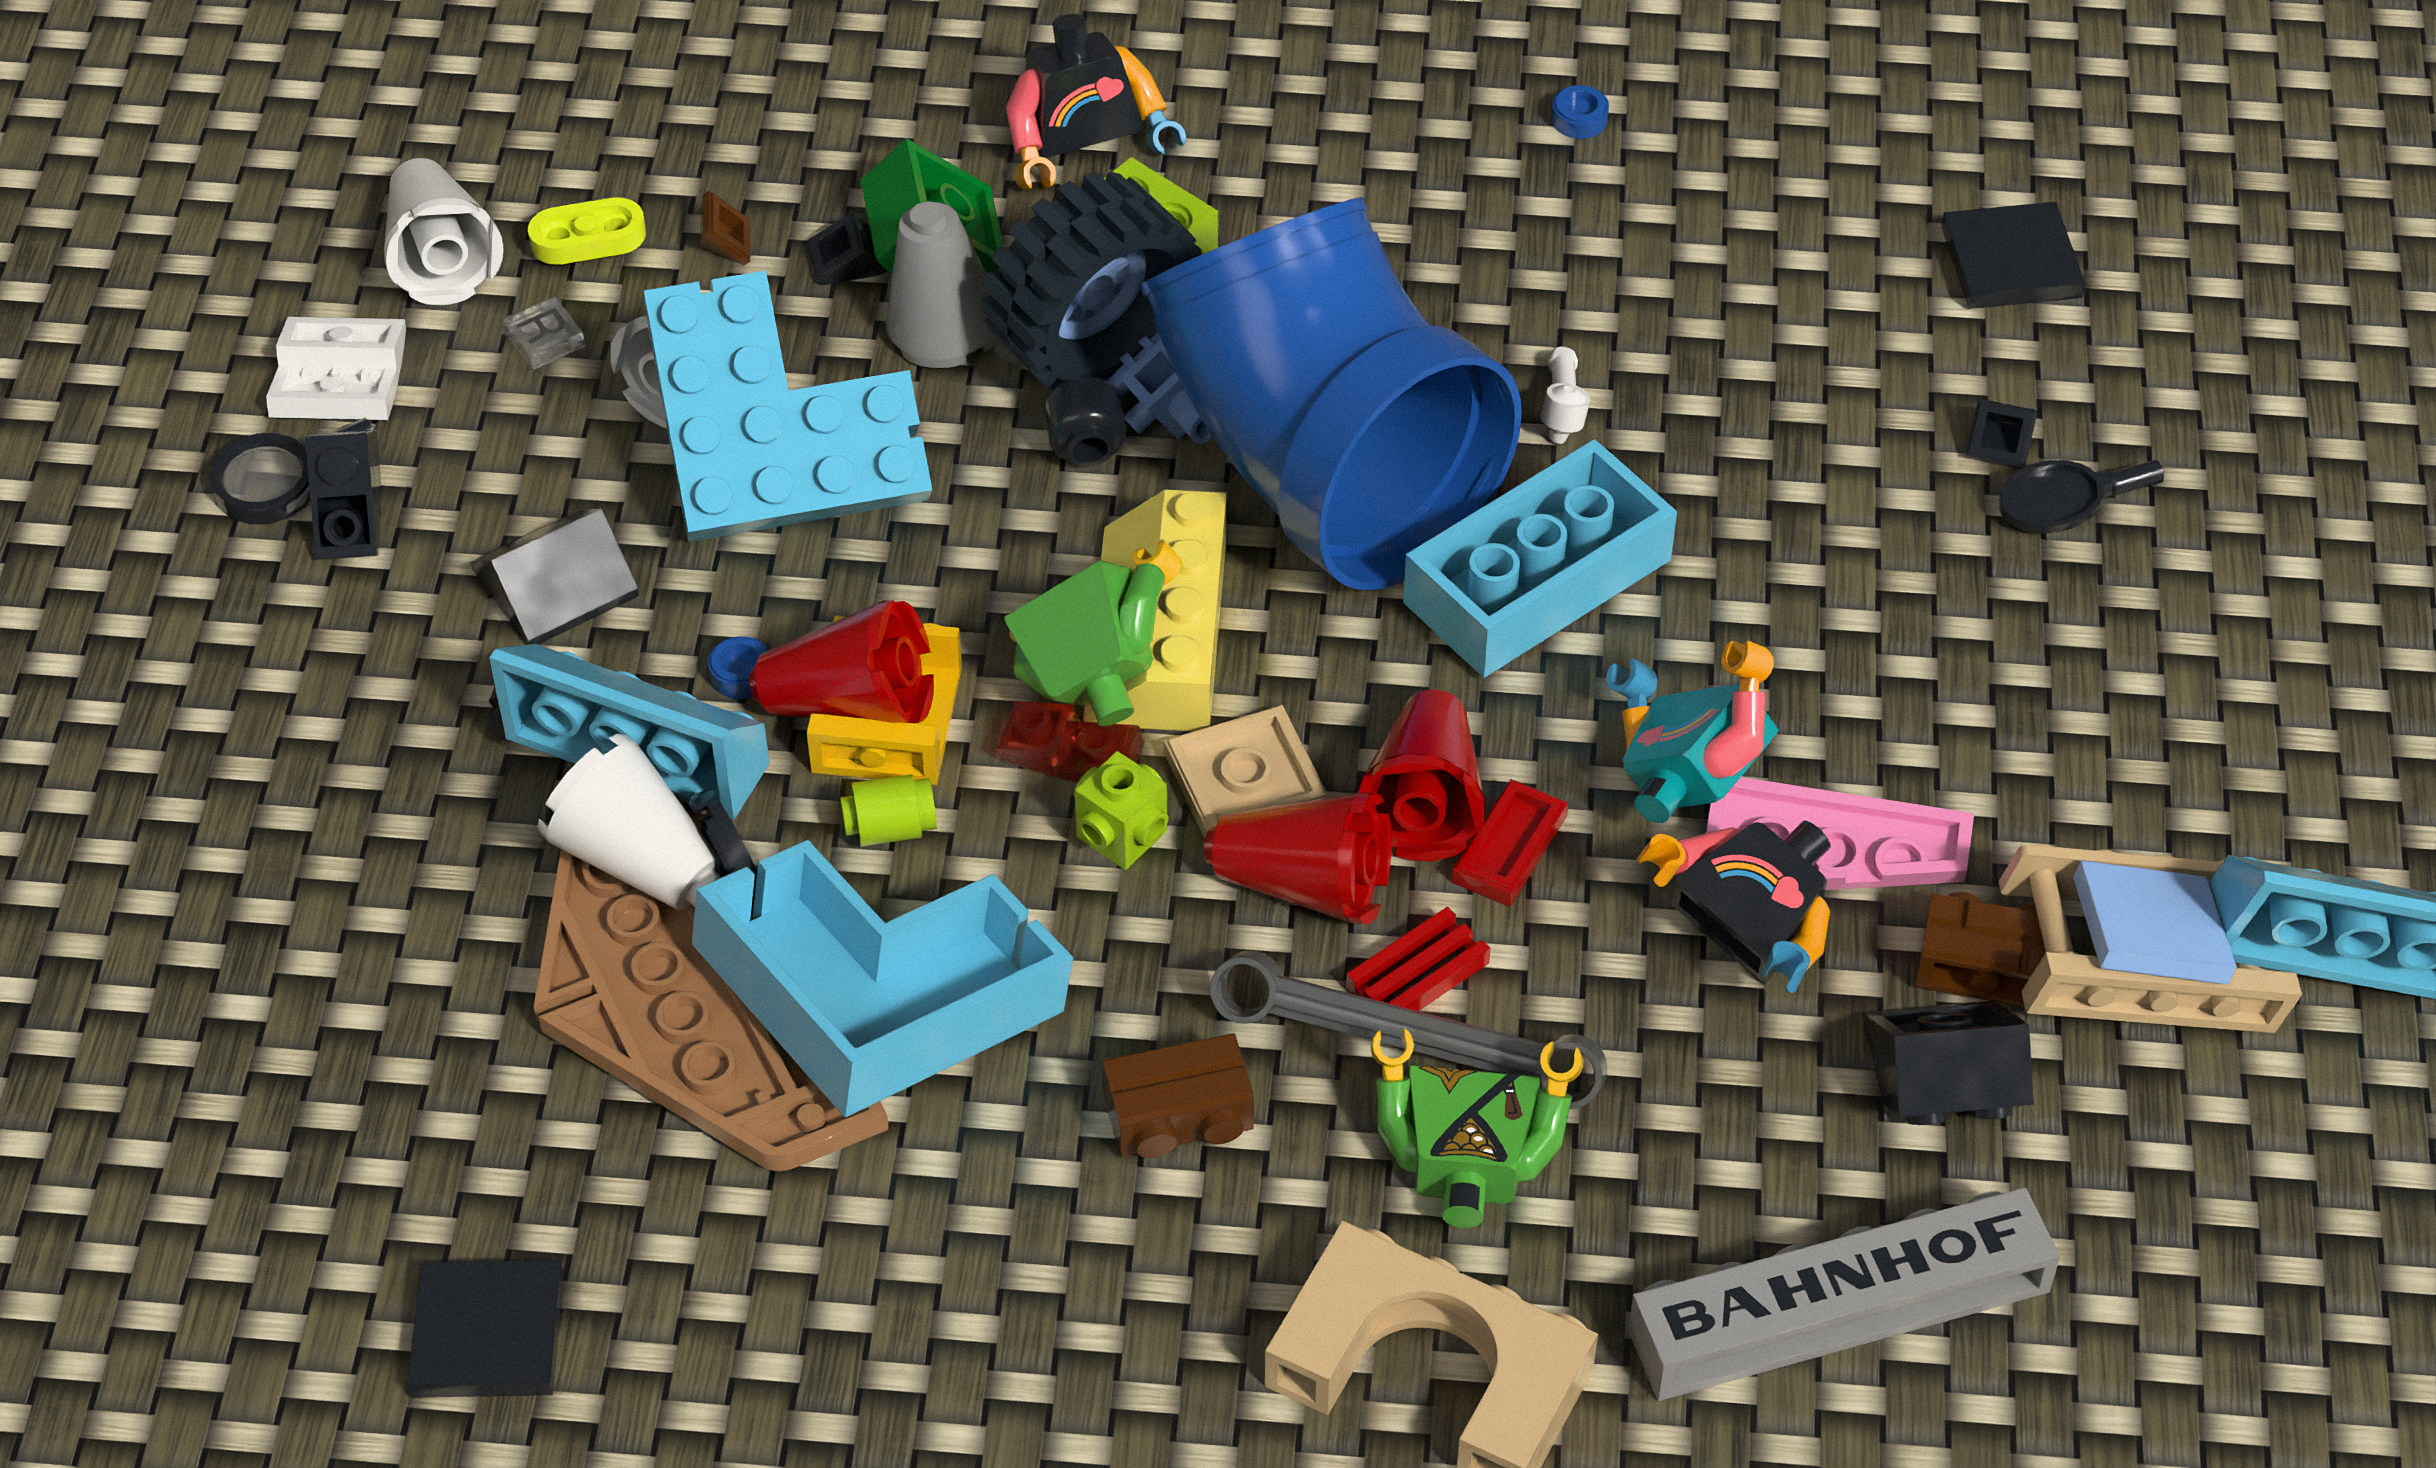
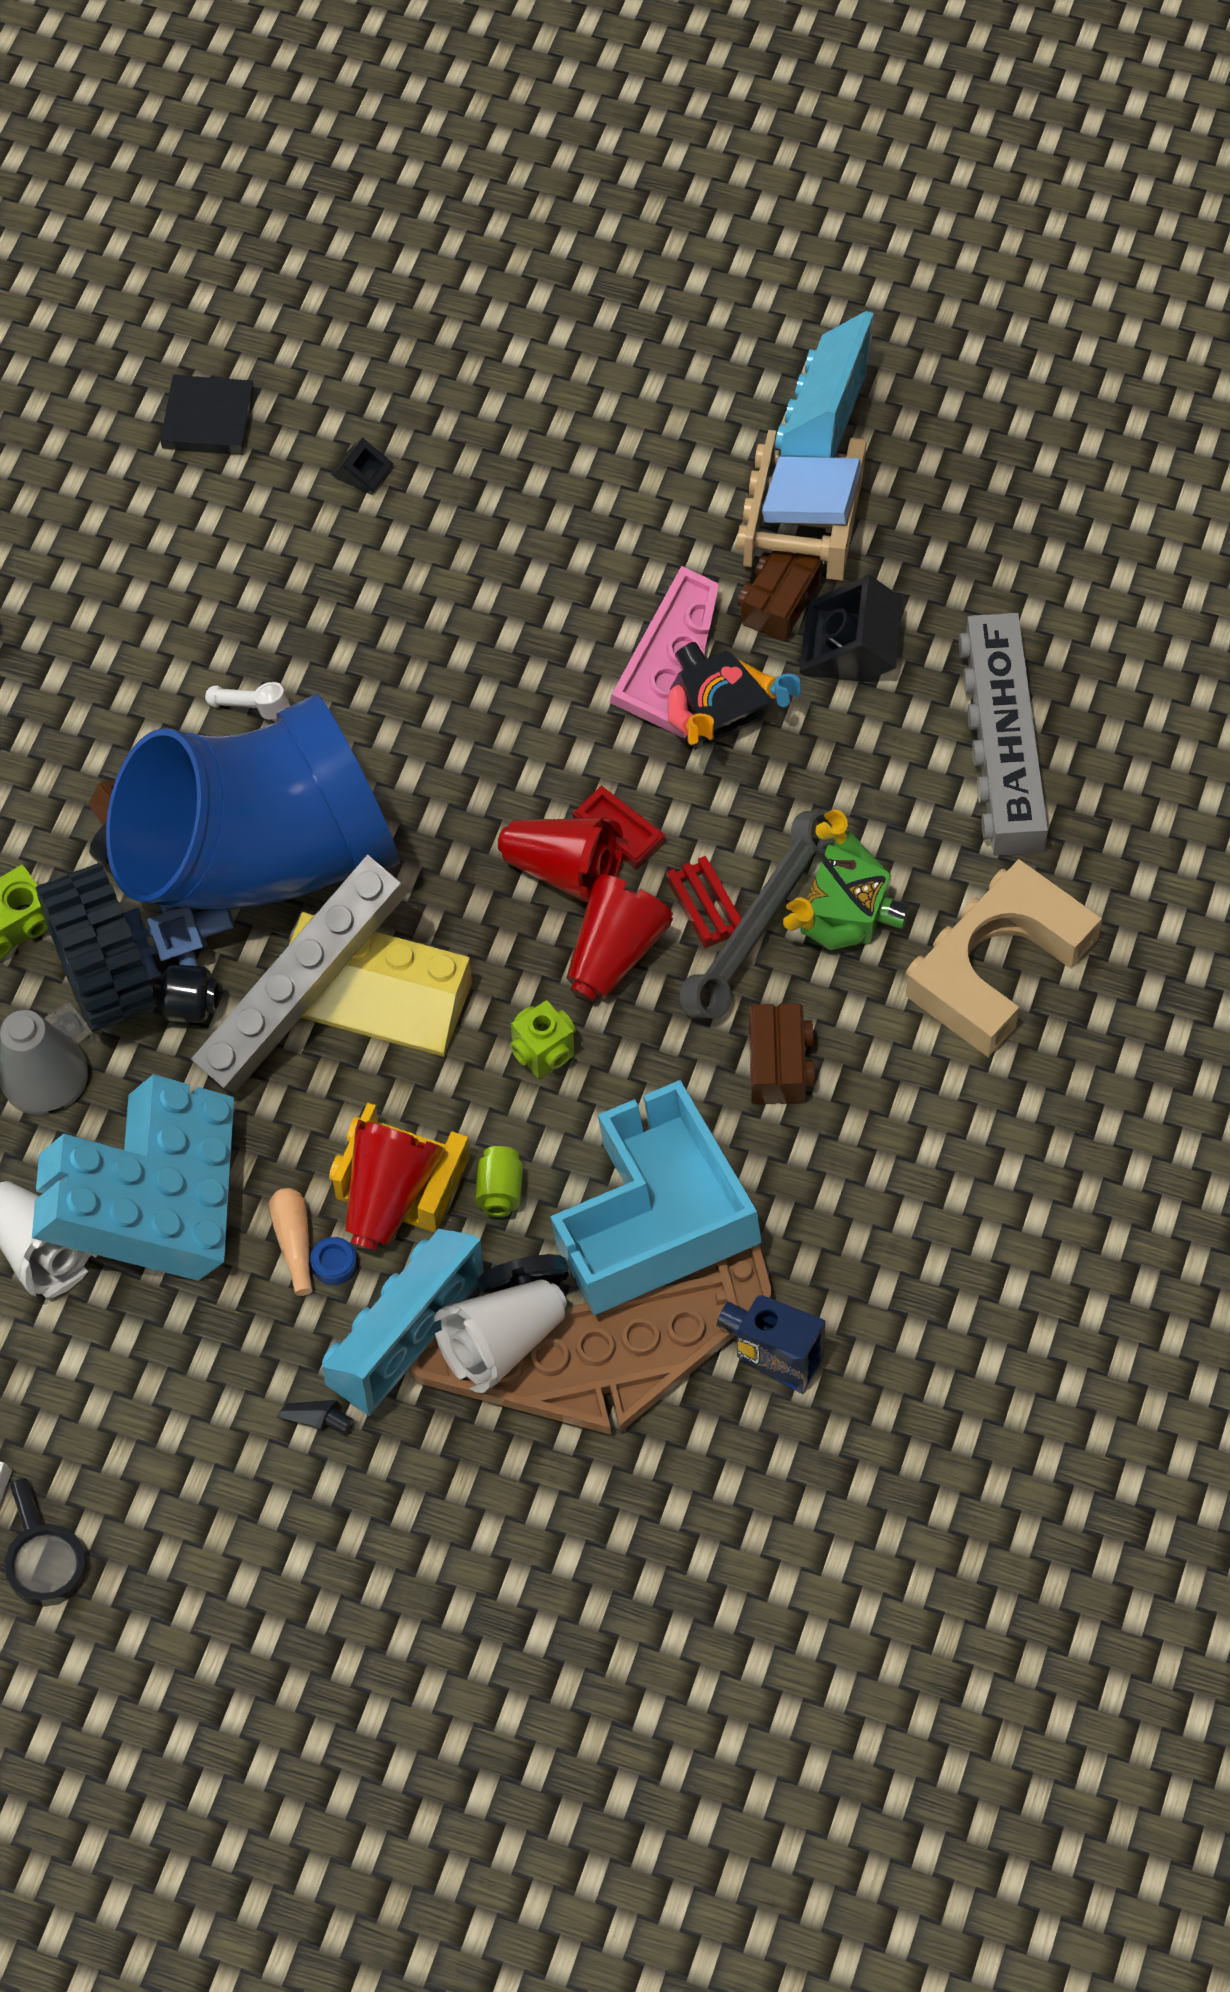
camera: 75 degrees left, 10 degrees up
(345, 493) = (89, 1500): black slope -> none
(486, 1329) = (852, 1496): black tile -> none
(558, 576) = (207, 1369): slope -> none
(691, 1171) = (777, 1340): none -> dark blue torso
(777, 608) = (291, 1229): none -> light nougat piece
(1059, 745) = (467, 1065): clear red slope -> none
(1093, 633) = (414, 1017): bright green torso -> none
(1118, 497) = (300, 974): none -> light grey brick
(1242, 766) = (521, 966): tan tile -> none
(1539, 557) = (405, 746): medium azure brick -> none
(1693, 742) = (593, 697): torso -> none
(2065, 493) = (427, 447): black piece -> none

